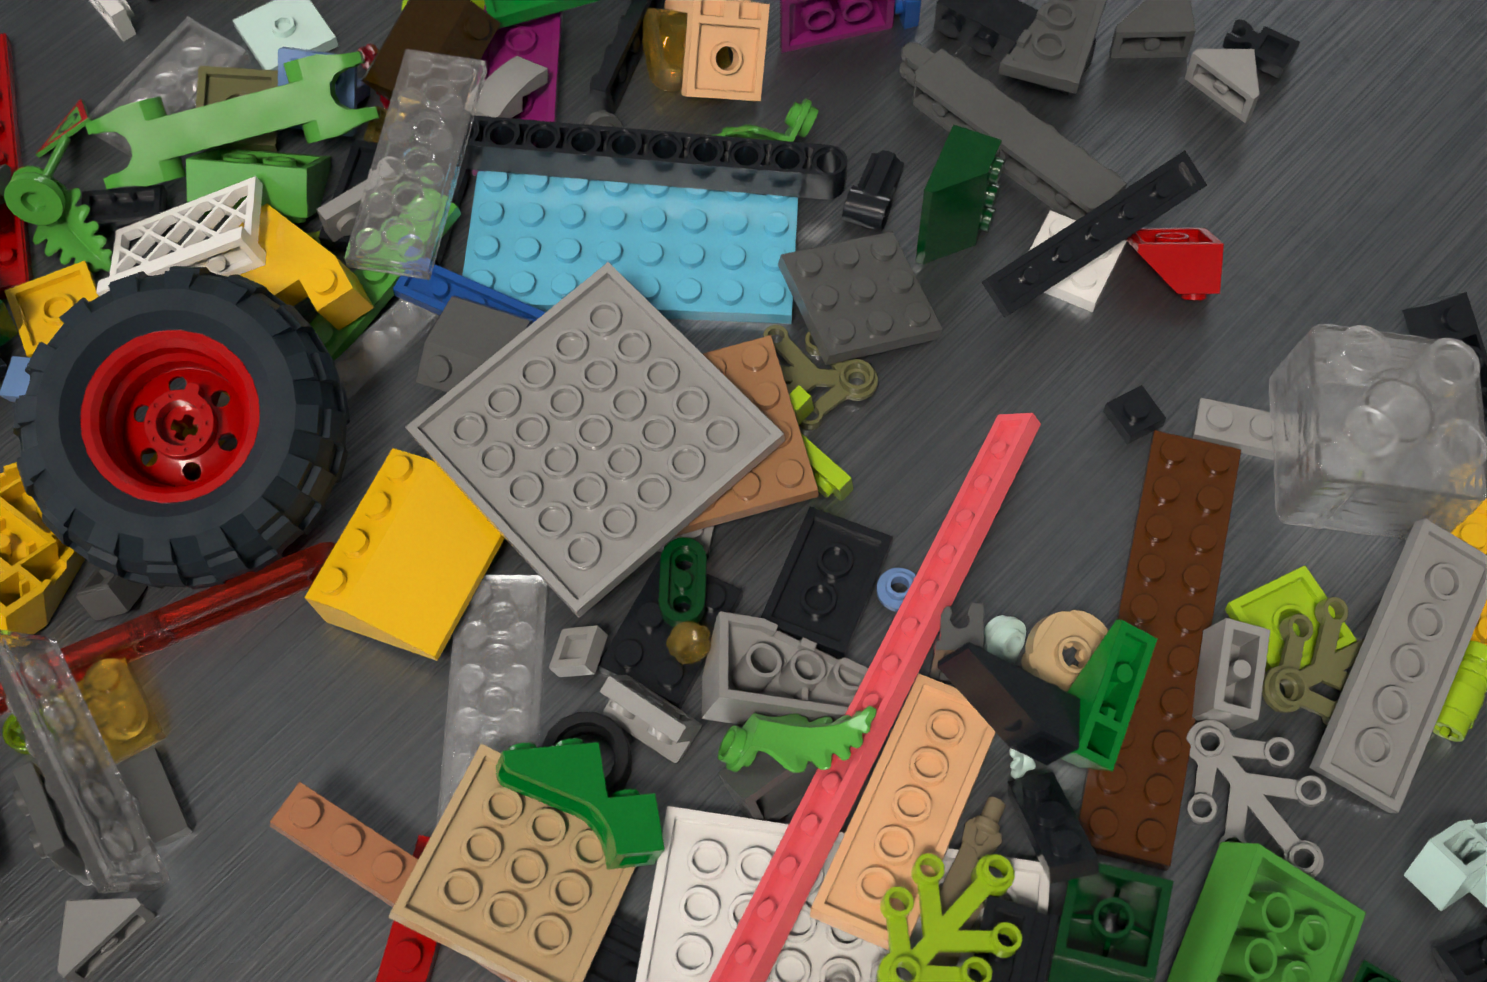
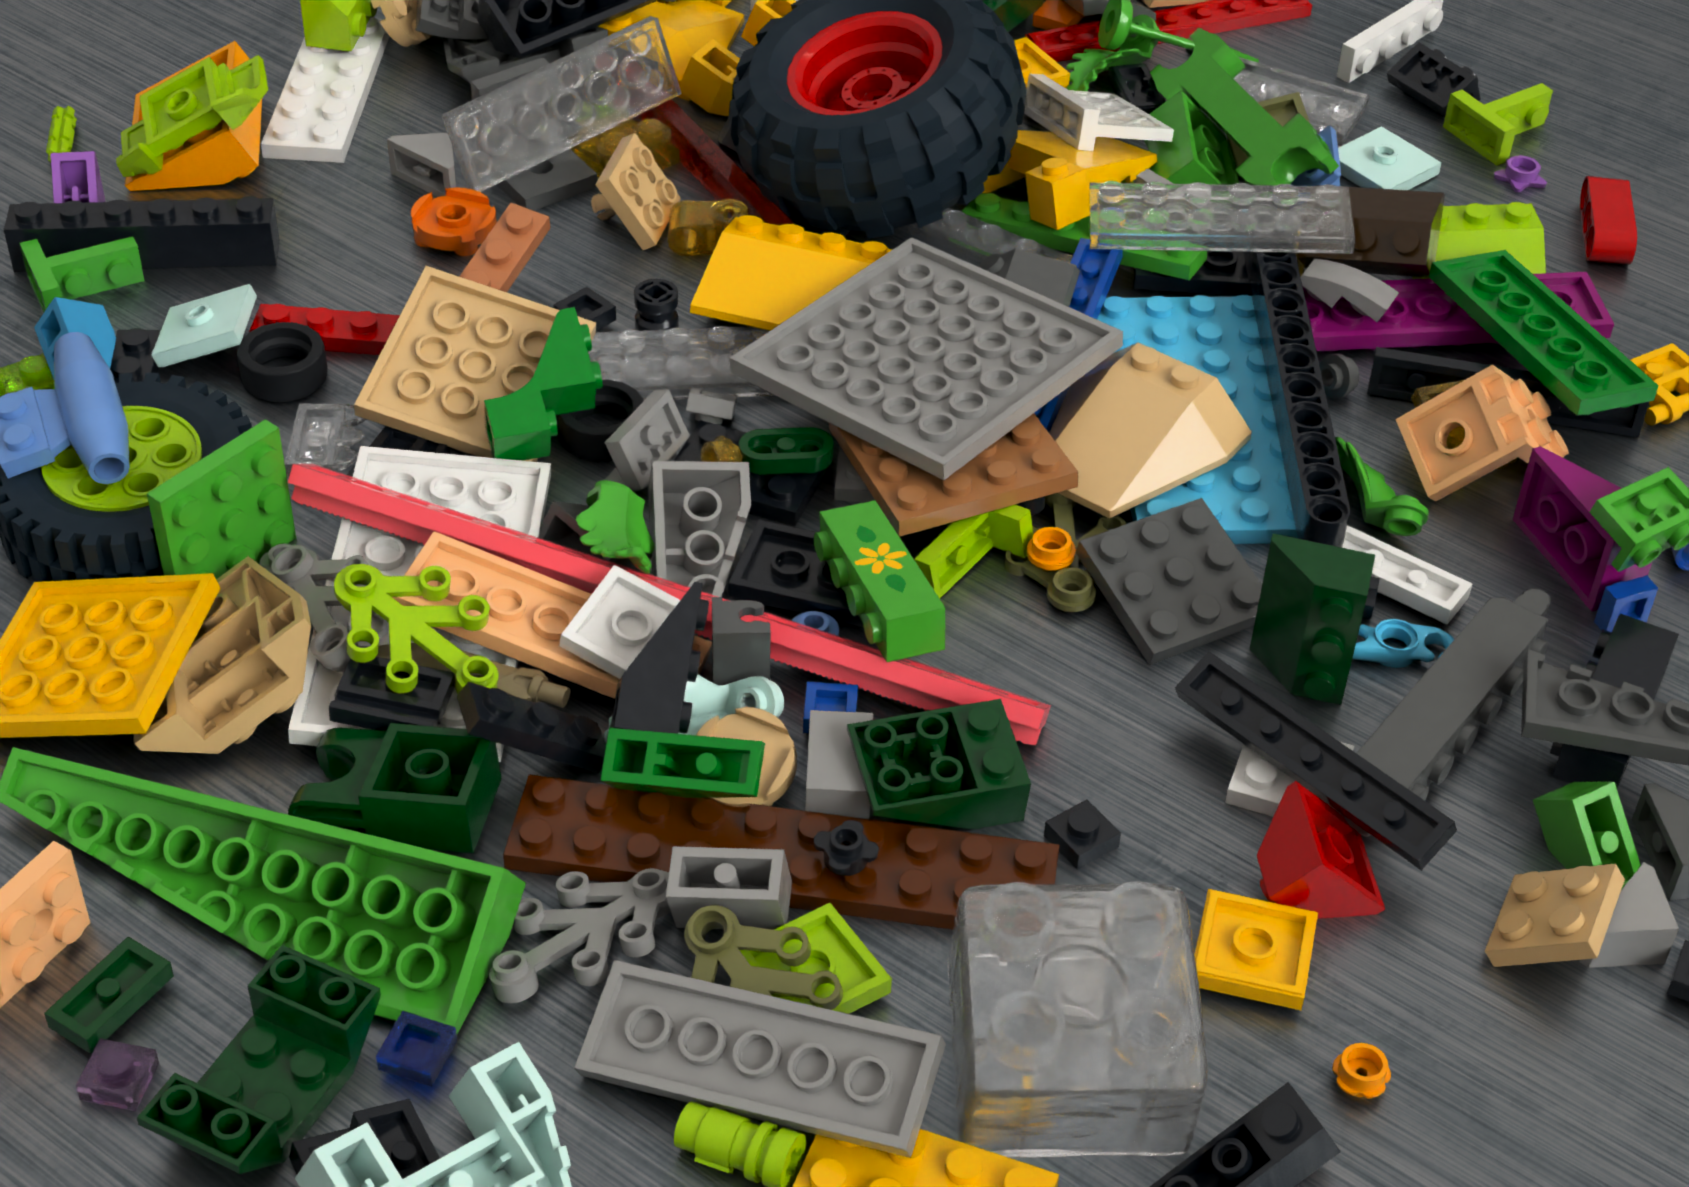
camera: 80 degrees right, 20 degrees down
(220, 933) = (453, 221): none -> orange plate
(225, 701) = (635, 192): none -> tan plate
(282, 643) = (699, 224): none -> clear yellow piece
(406, 769) = (590, 307): none -> black plate
(425, 702) = (656, 305): none -> black wheel
(692, 278) = (1144, 428): none -> tan wedge
(821, 374) = (1051, 549): none -> light orange plate
(869, 131) = (1411, 579): none -> white plate
(888, 514) = (881, 581): none -> bright green brick
(926, 146) = (1413, 635): none -> medium azure piece
(937, 733) = (617, 621): none -> white plate
(1000, 583) = (829, 698): none -> blue plate
(1075, 580) = (832, 768): none -> light grey brick
(1091, 496) = (943, 766): none -> dark green slope
(1146, 83) = (1587, 827): none -> bright green slope
(1180, 592) = (846, 848): none -> black plate
(1234, 119) = (1555, 915): none -> tan plate
(1255, 316) = (1255, 949): none -> yellow plate
(1365, 263) = (1366, 1060): none -> light orange plate
(1385, 940) = (416, 1048): none -> clear blue plate

